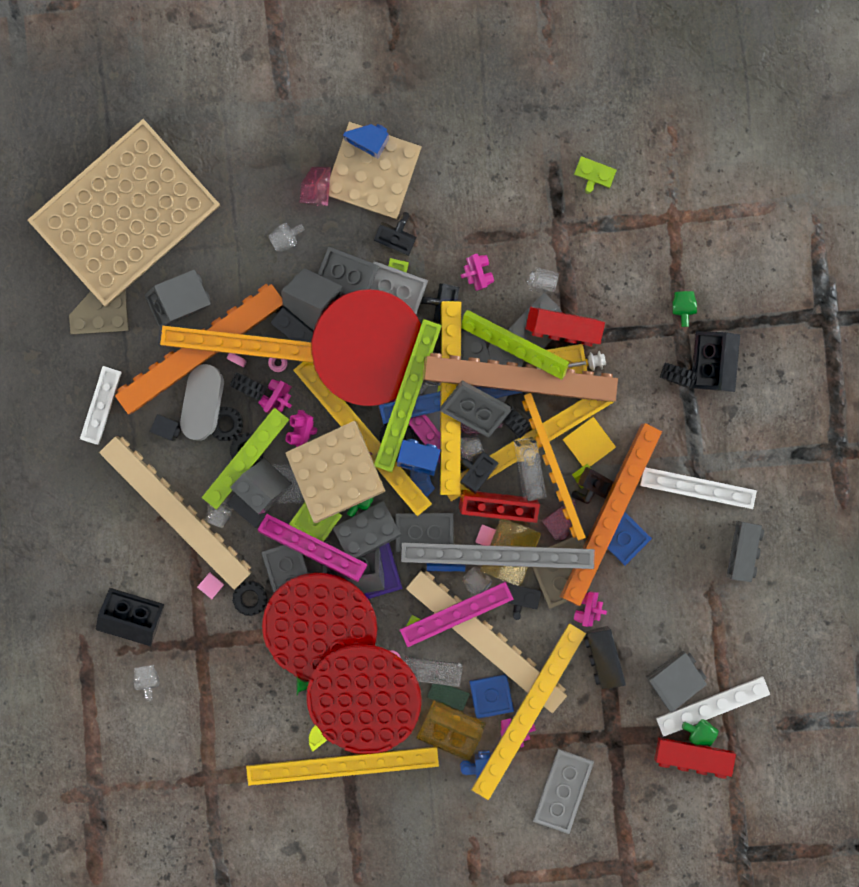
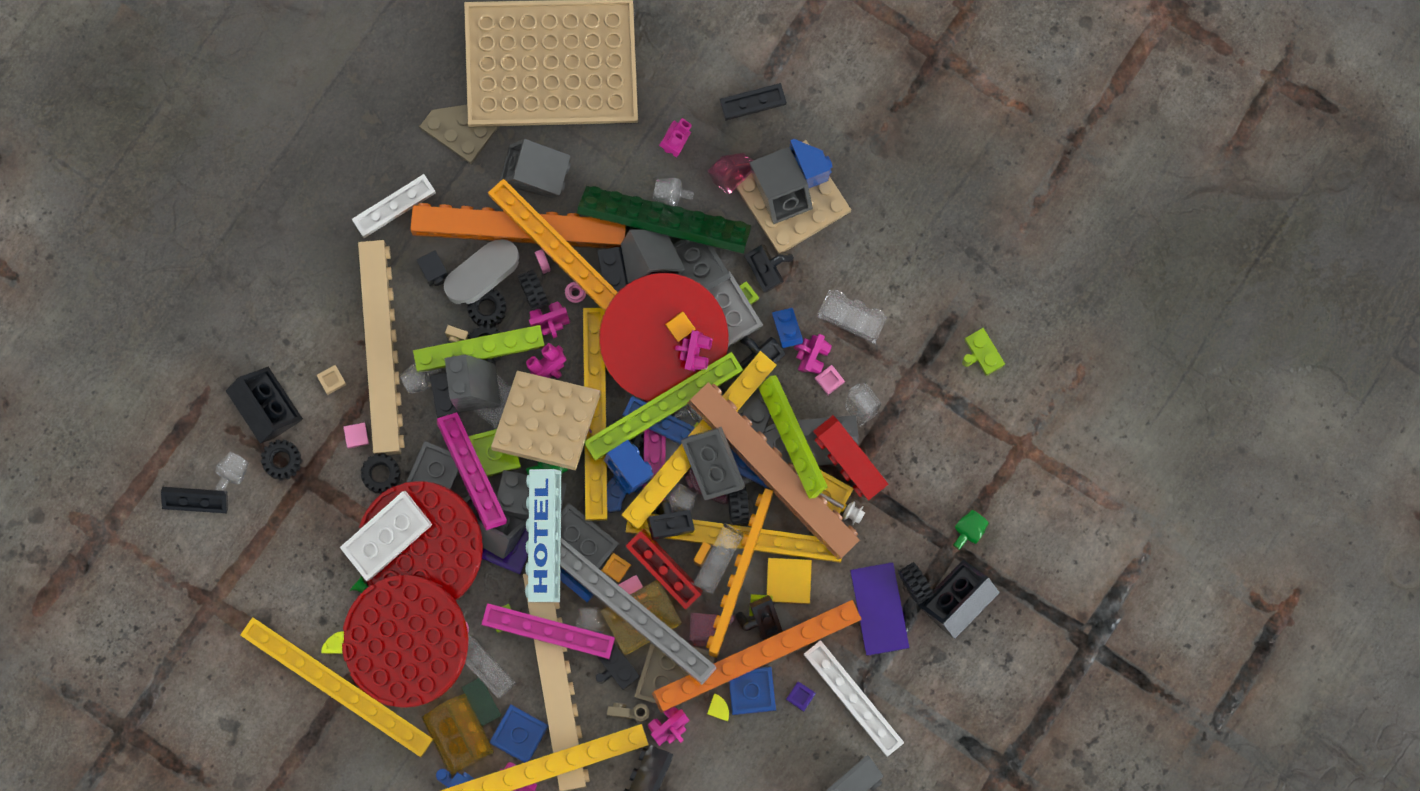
camera: 40 degrees right, 10 degrees down
(138, 720) = (194, 500): none -> black plate
(161, 561) = (331, 379): none -> tan plate
(171, 656) = (287, 471): none -> black tyre
(221, 461) = (455, 334): none -> tan plate
(257, 195) = (676, 137): none -> dark pink hips
(289, 124) = (753, 101): none -> black plate
(291, 640) = (386, 535): none -> white plate
(297, 261) = (664, 219): none -> dark green plate
(360, 169) = (781, 185): none -> dark grey slope
(374, 331) = (680, 326): none -> light orange tile
(400, 553) = (544, 535): none -> light aqua brick
(403, 347) = (693, 360): none -> dark pink hips
(446, 268) = (787, 327): none -> blue plate
(464, 530) = (616, 567): none -> light orange tile
(484, 222) = (852, 316): none -> clear brick
(504, 280) = (829, 380): none -> bright pink tile
(515, 474) = (701, 554): none -> light orange tile
(548, 625) = (620, 711): none -> dark tan plate
(612, 568) = (718, 708): none -> neon yellow tile
(660, 515) = (800, 696): none -> dark purple tile
(666, 412) = (879, 609): none -> dark purple tile

